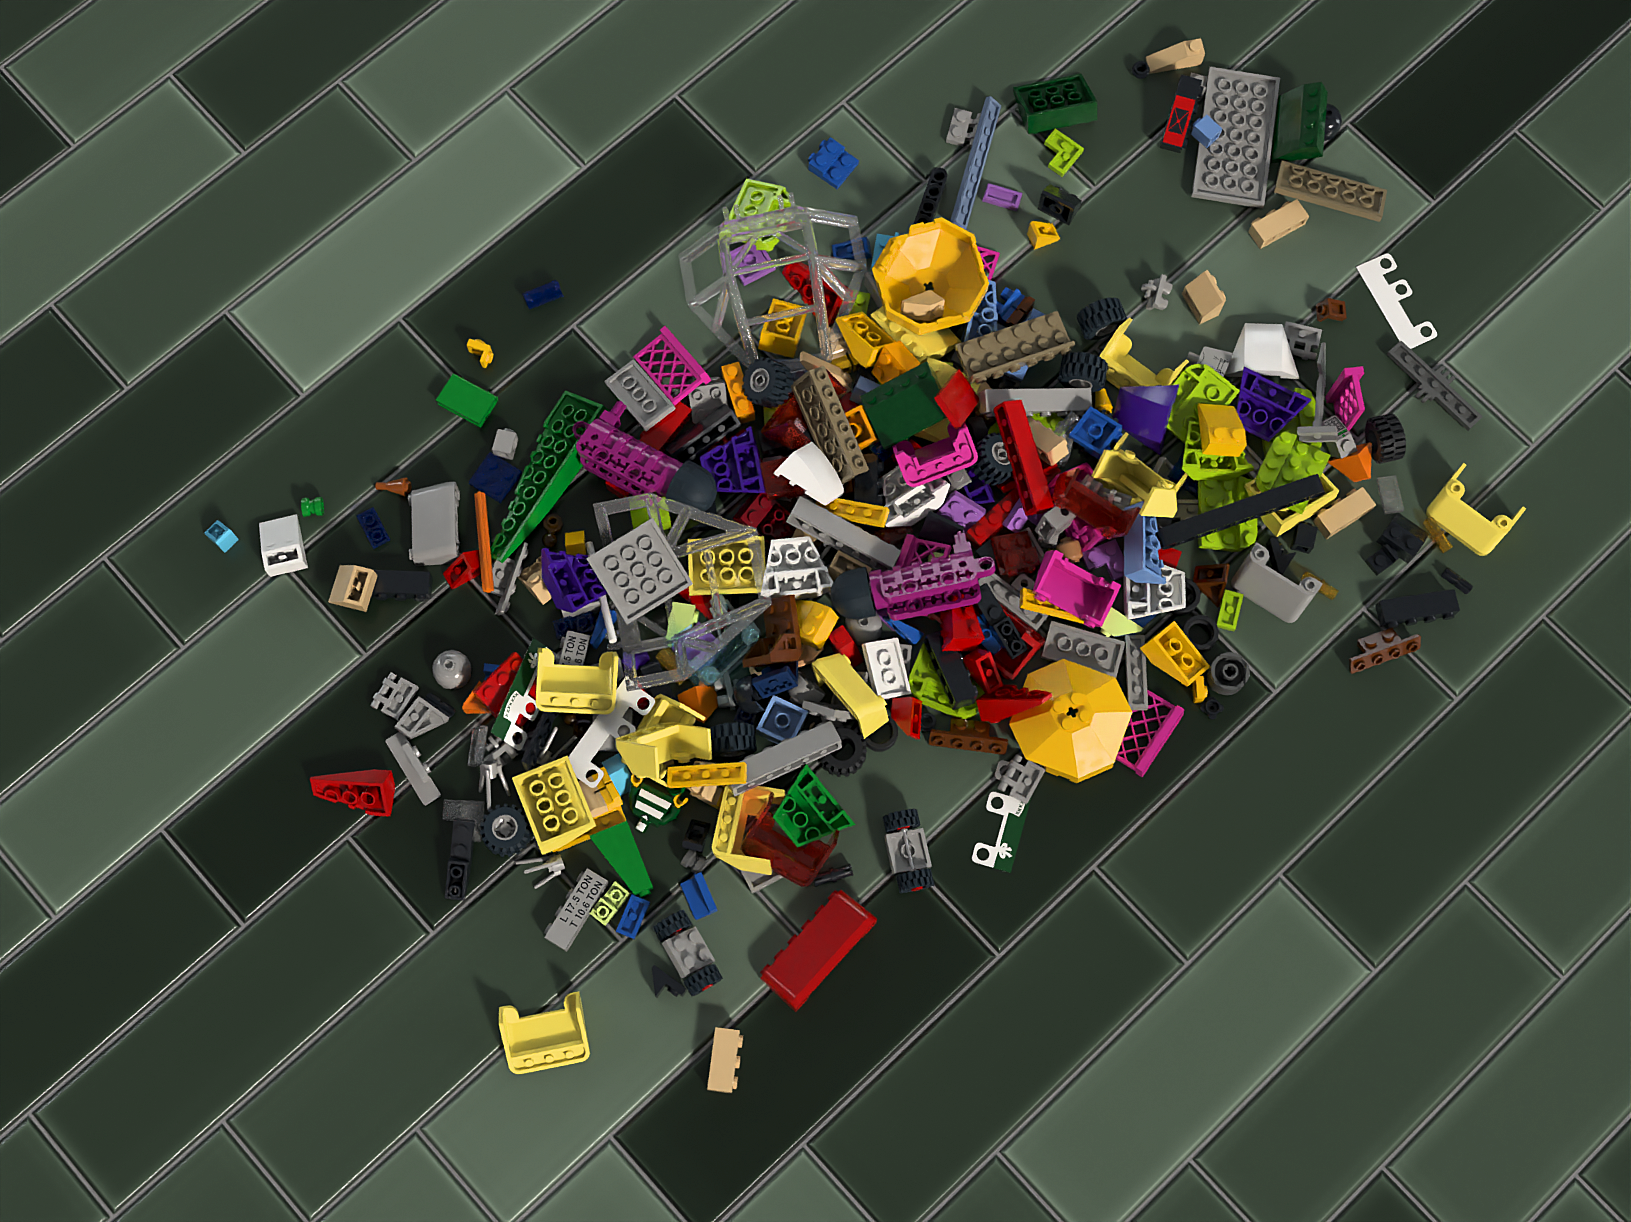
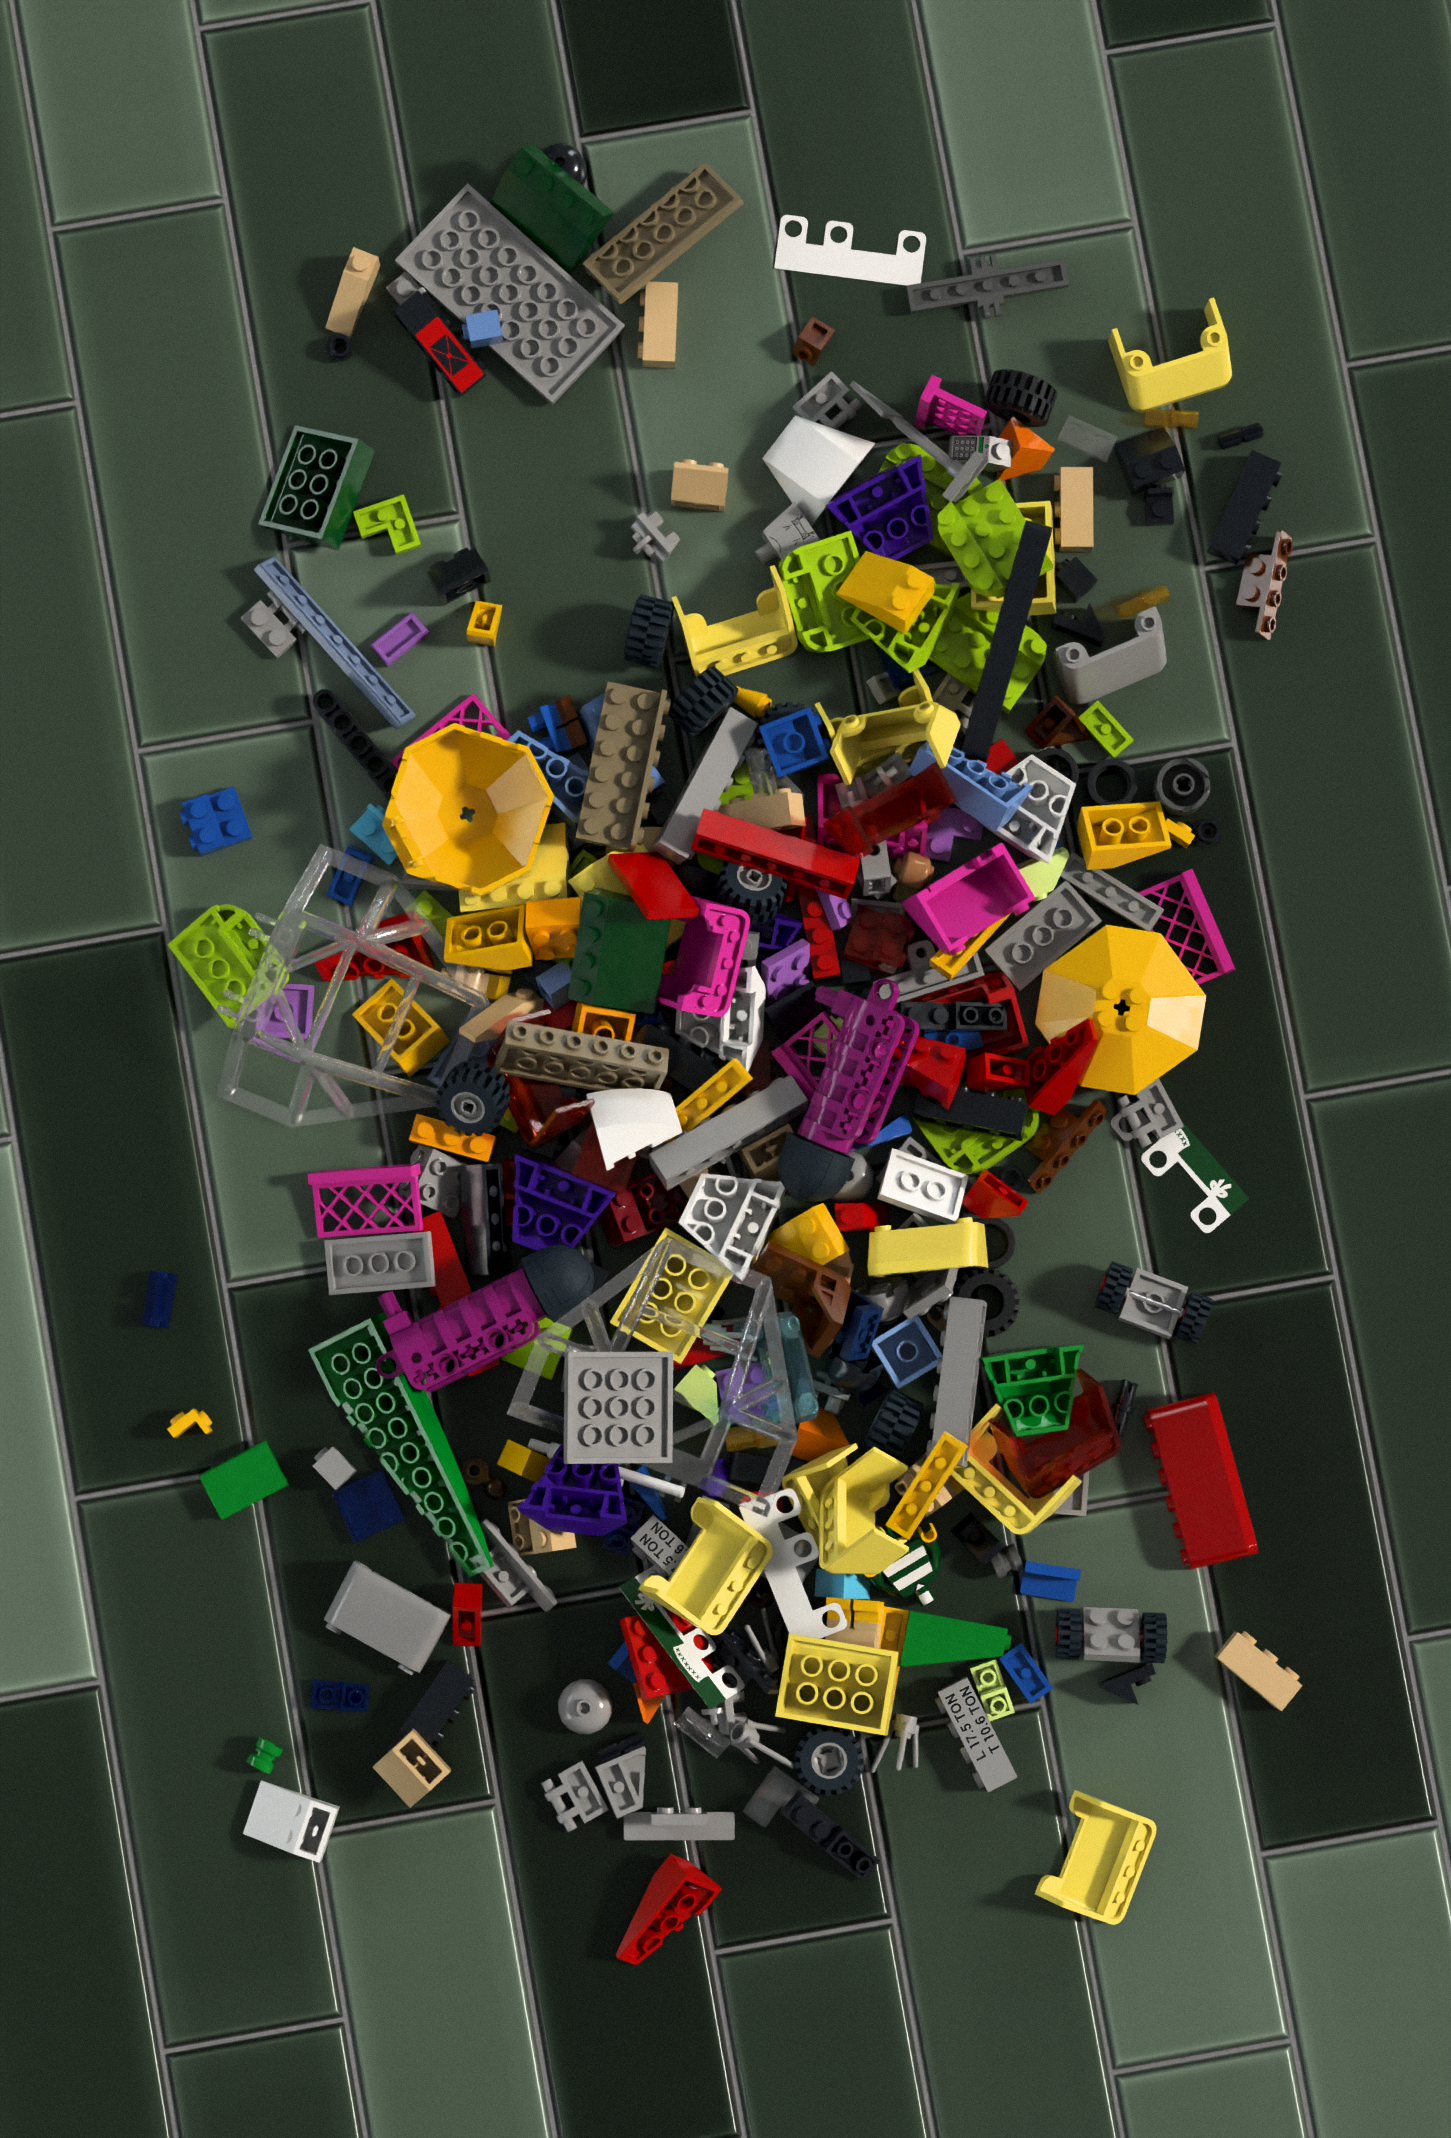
camera: 60 degrees left, 10 degrees up
(221, 536) = (228, 1891): medium azure slope -> none
(399, 486) = (306, 1631): dark orange cone -> none
(484, 542) = (450, 1571): orange axle -> none
(923, 306) = (498, 842): tan slope -> none
(1146, 412) = (802, 661): dark purple wedge -> none

